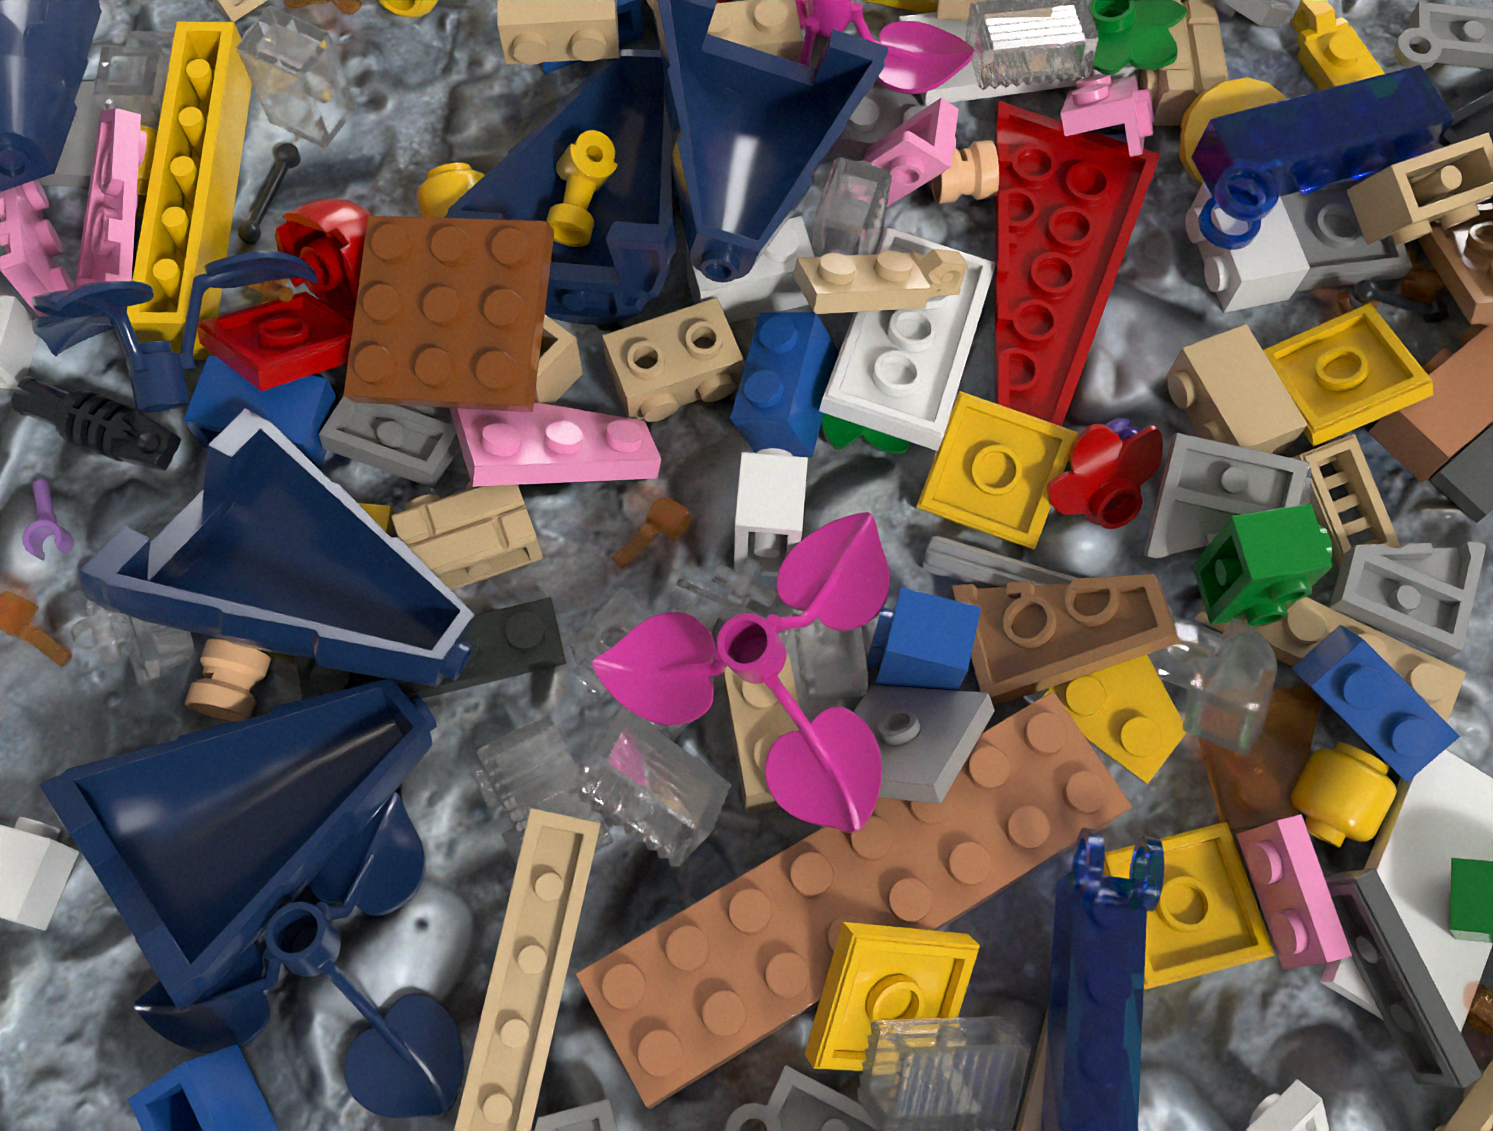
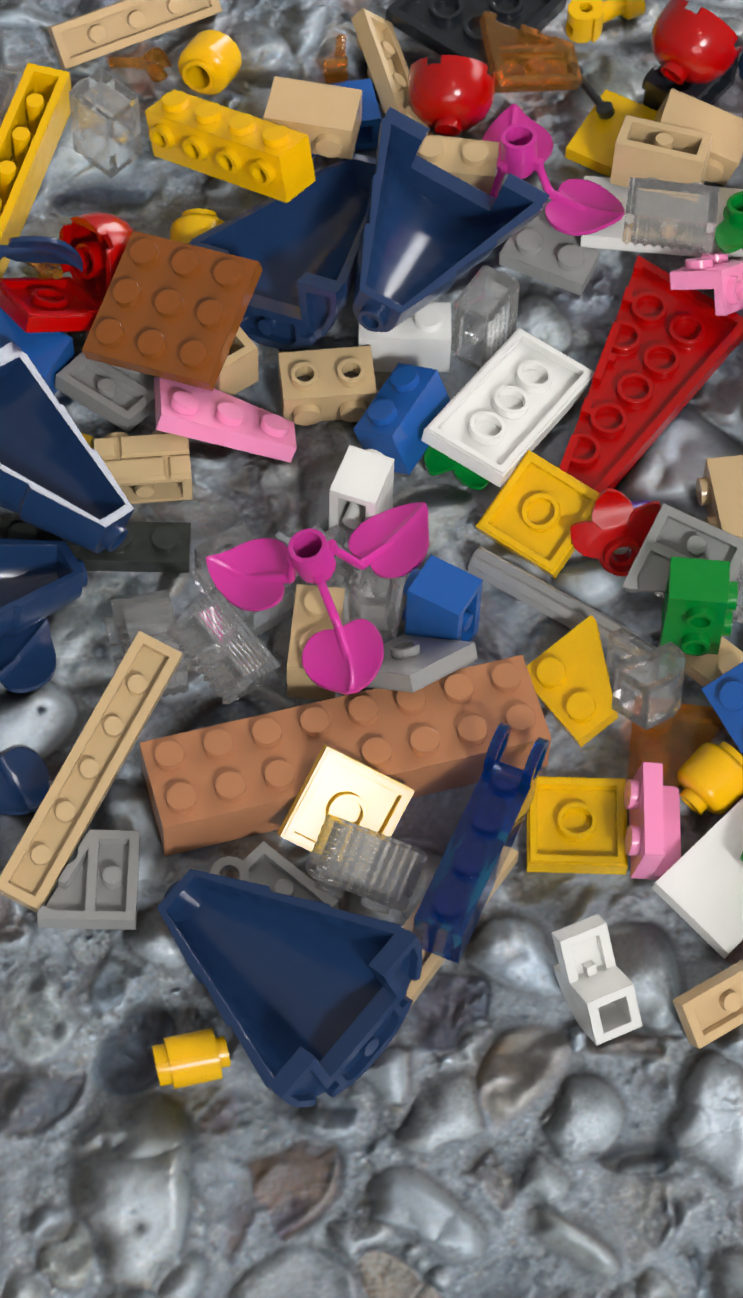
camera: 15 degrees right, 10 degrees down
(288, 157) = (81, 178): black hinge -> none
(465, 72) = (230, 145): none -> yellow brick
(586, 169) = (301, 236): yellow leg -> none
(663, 517) = (287, 489): clear orange hand -> none
(878, 280) = (494, 360): tan hinge -> none
(917, 149) = (550, 277): bright pink bracket -> none
(972, 173) = (593, 301): light nougat wheel -> none
(1059, 632) = (544, 622): medium nougat wing -> none
(1400, 982) = (694, 881): dark grey tile -> none

